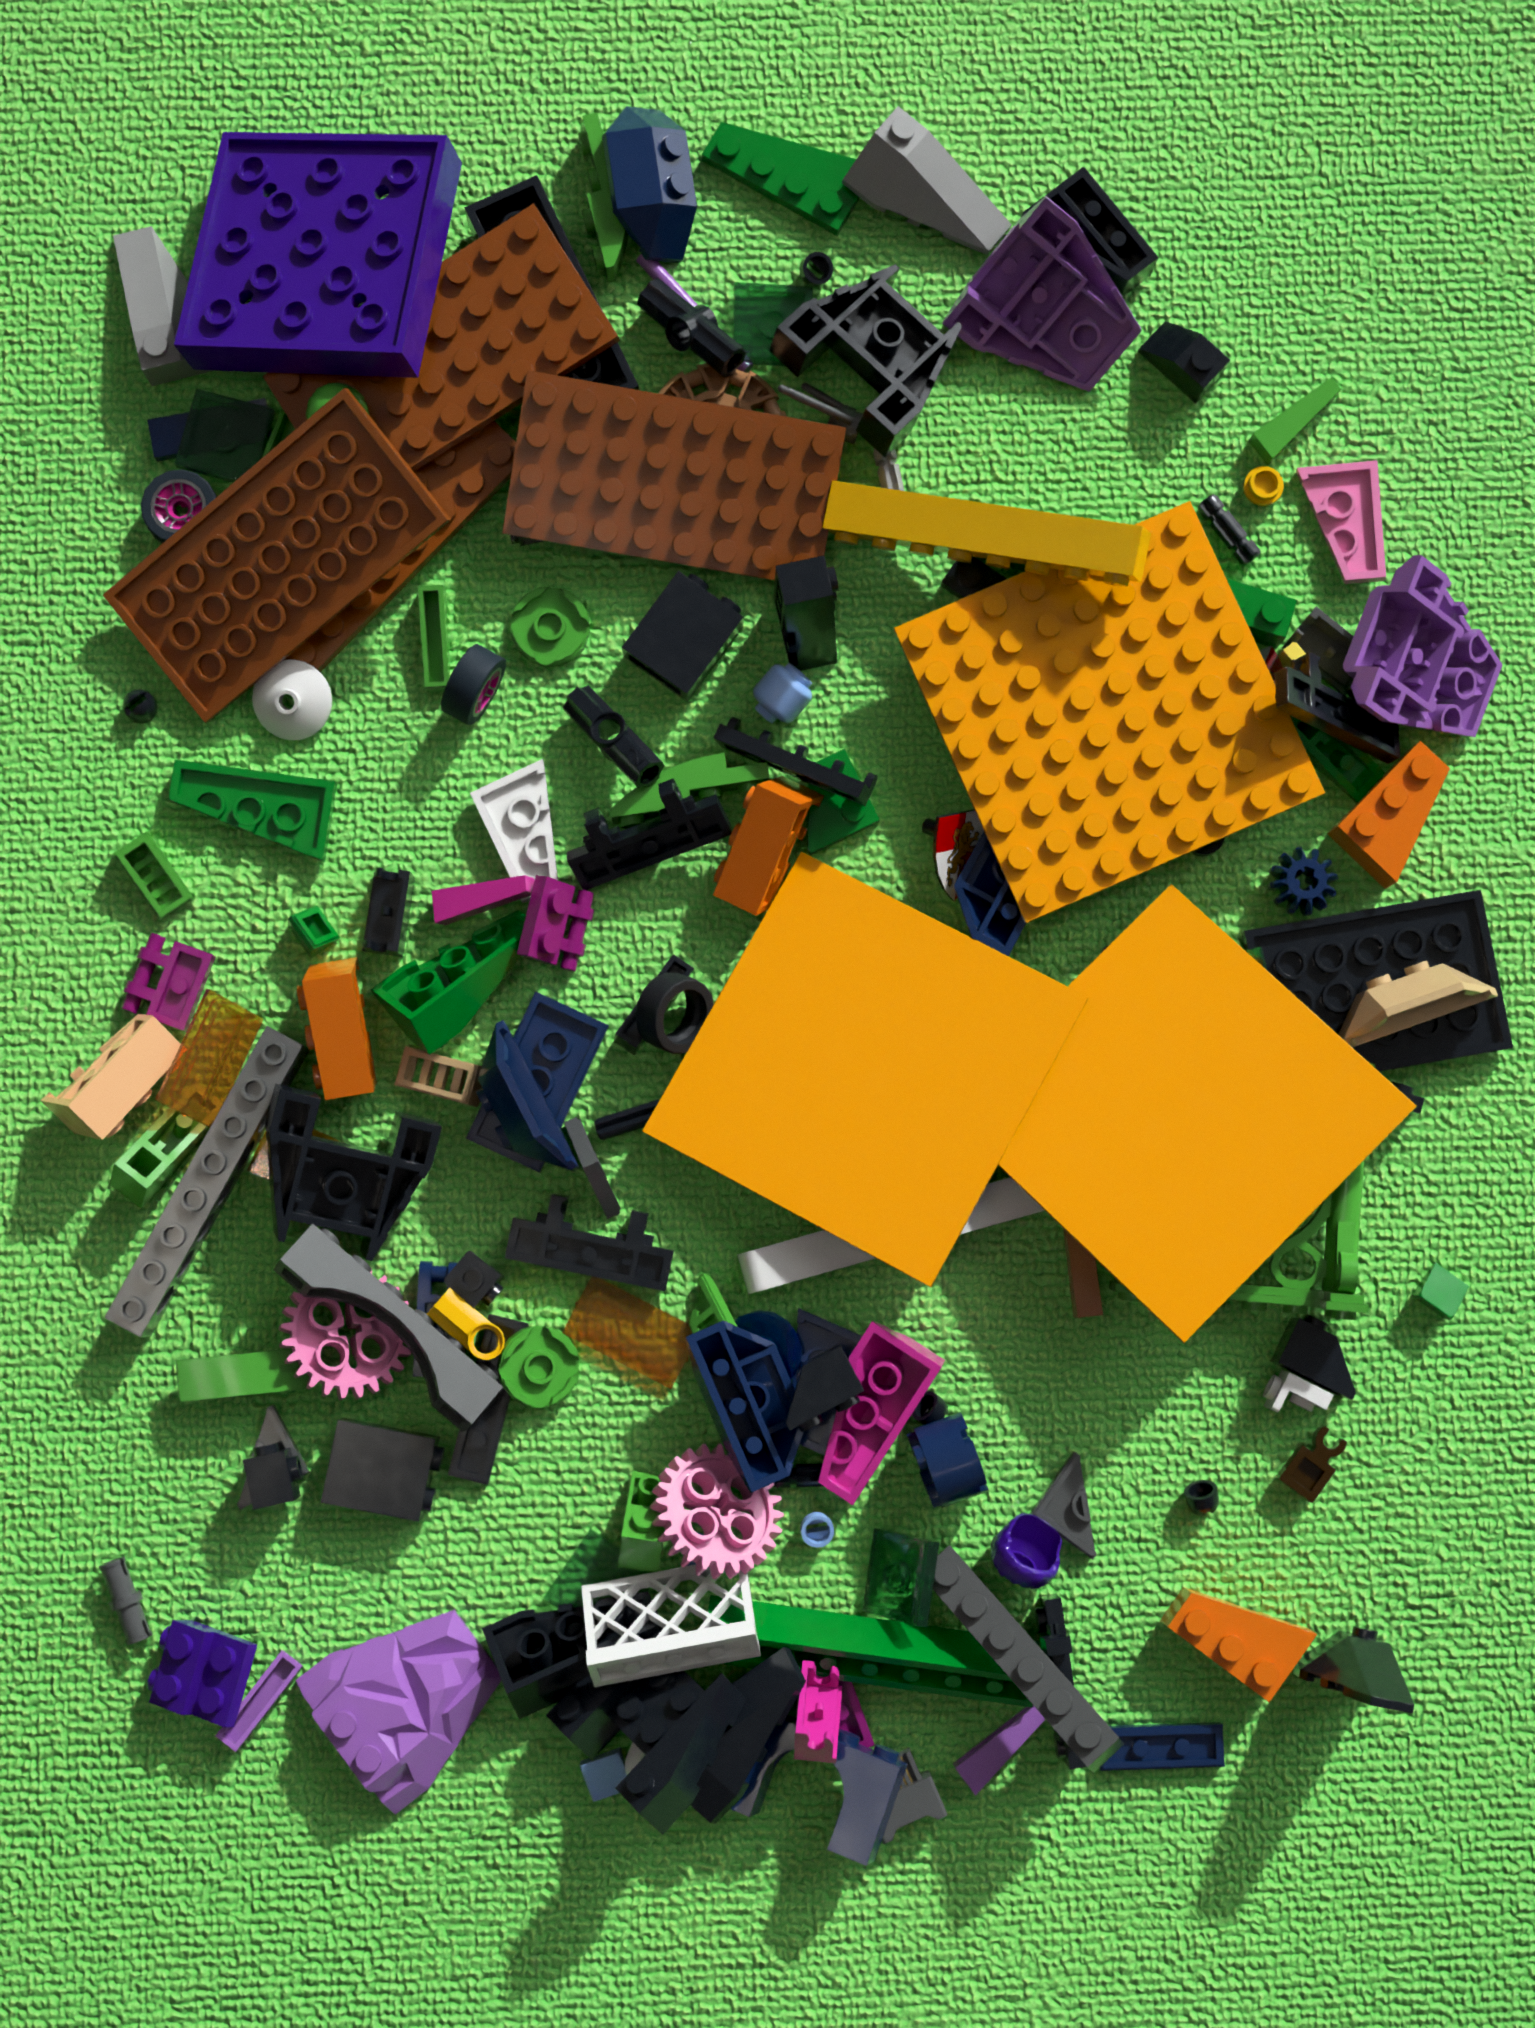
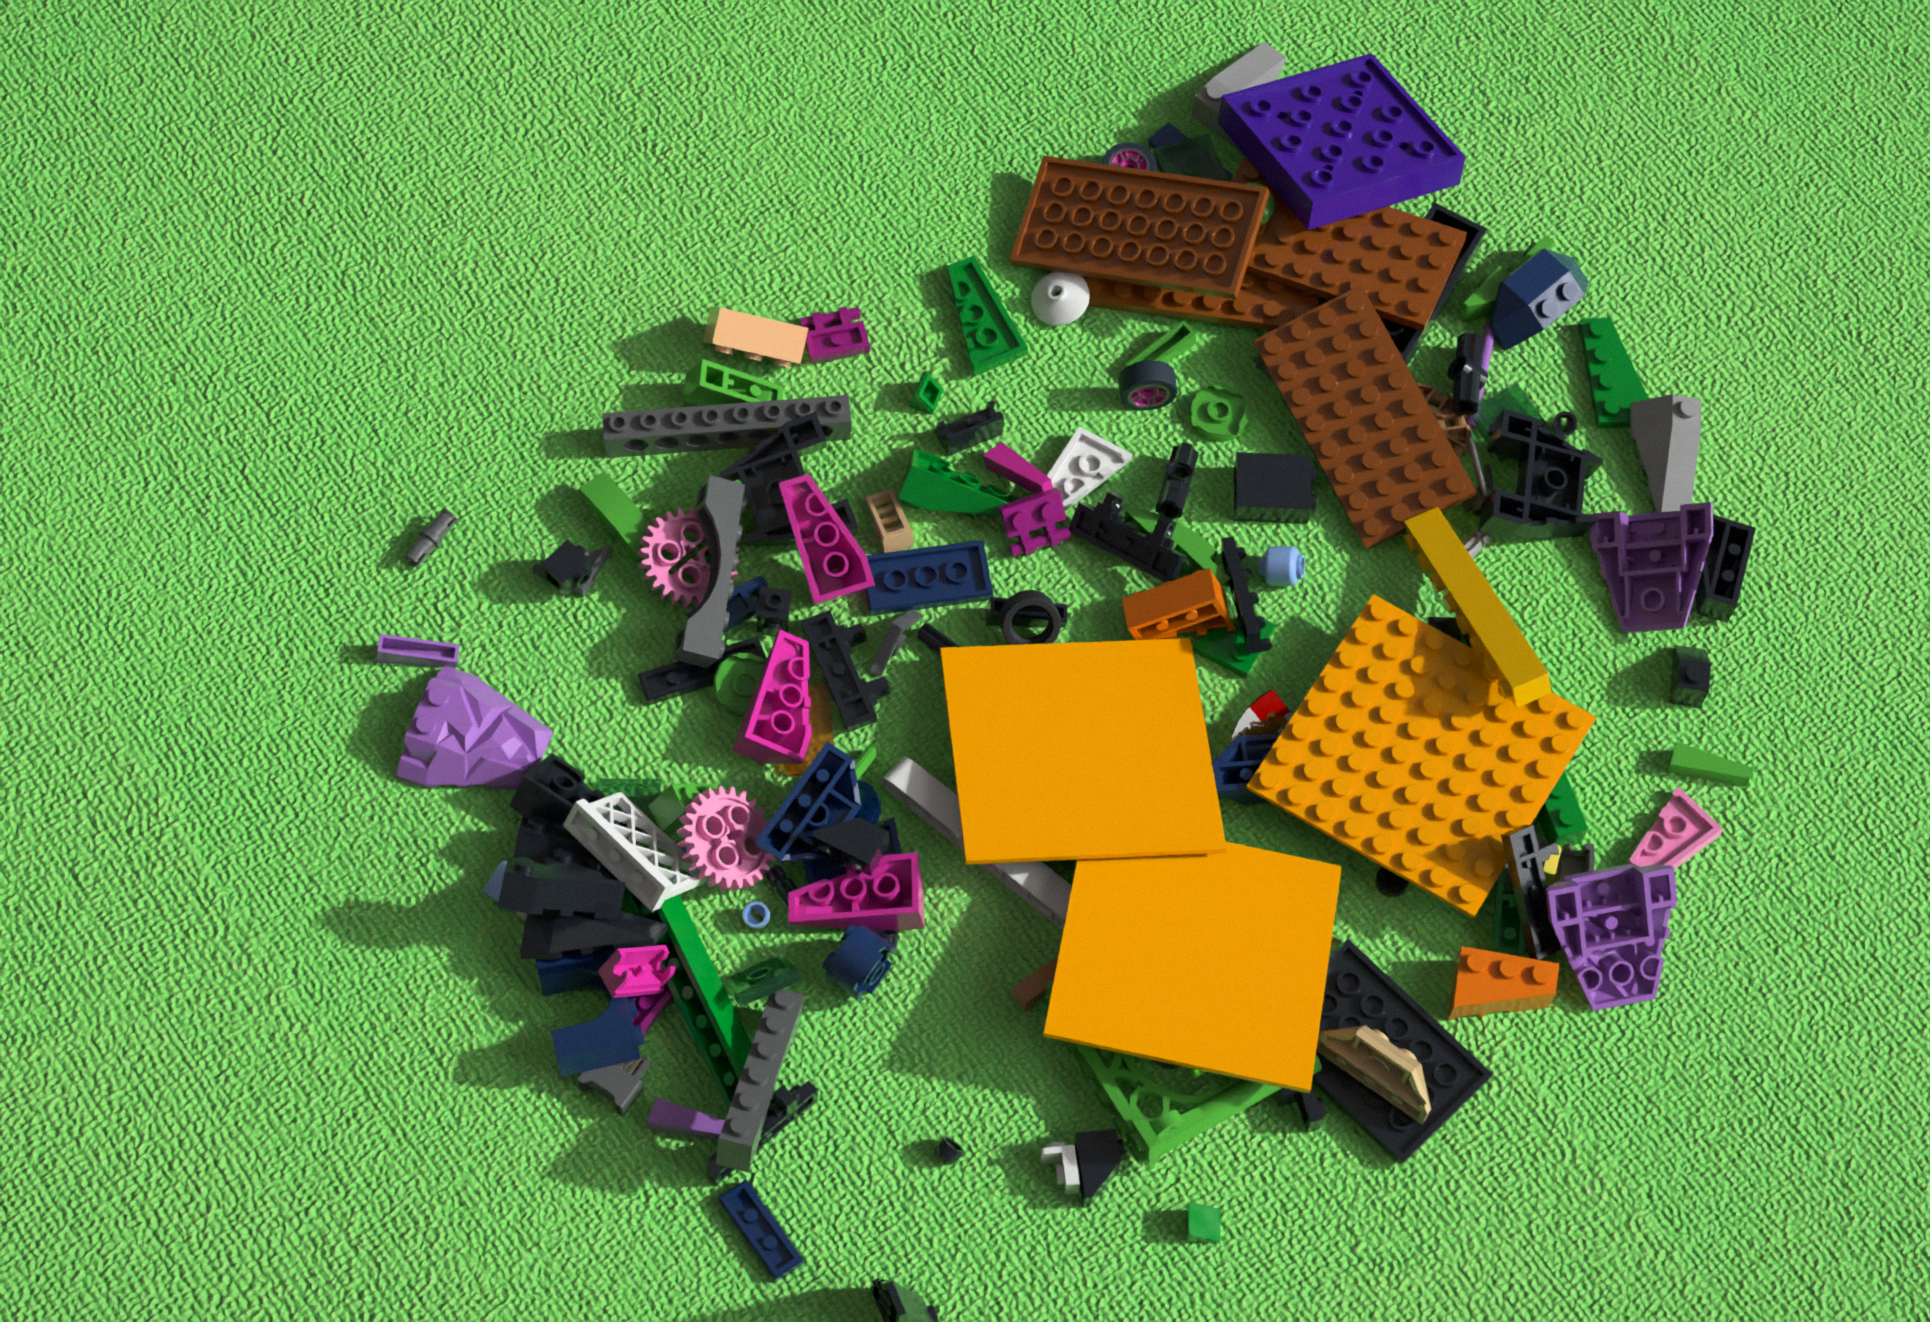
camera: 60 degrees right, 20 degrees down
(135, 846) = (901, 266): bright green slope -> none
(144, 711) = (992, 221): black hinge -> none
(201, 1672) = (415, 603): dark purple plate -> none
(209, 1058) = (804, 377): clear orange piece -> none
(337, 1029) = (875, 439): orange wedge -> none
(382, 1469) = (614, 632): black brick -> none
(448, 1182) = (827, 549): none -> dark pink wedge
(463, 1323) = (742, 620): yellow piece -> none
(519, 1104) = (906, 566): dark blue wedge -> none
(598, 1355) = (778, 714): none -> dark pink wedge
(806, 610) = (1346, 539): black wedge -> none
(1027, 1551) = (834, 1052): dark purple hair -> none
(1067, 1508) = (880, 1068): dark grey tile -> none
(1228, 529) = (1603, 770): black axle -> none
(1240, 1640) = (869, 1230): orange wedge -> none
(1263, 486) = (1649, 774): yellow plate -> none
(1308, 1469) = (1017, 1209): dark brown plate -> none
(1315, 877) = (1402, 966): dark blue gear -> none

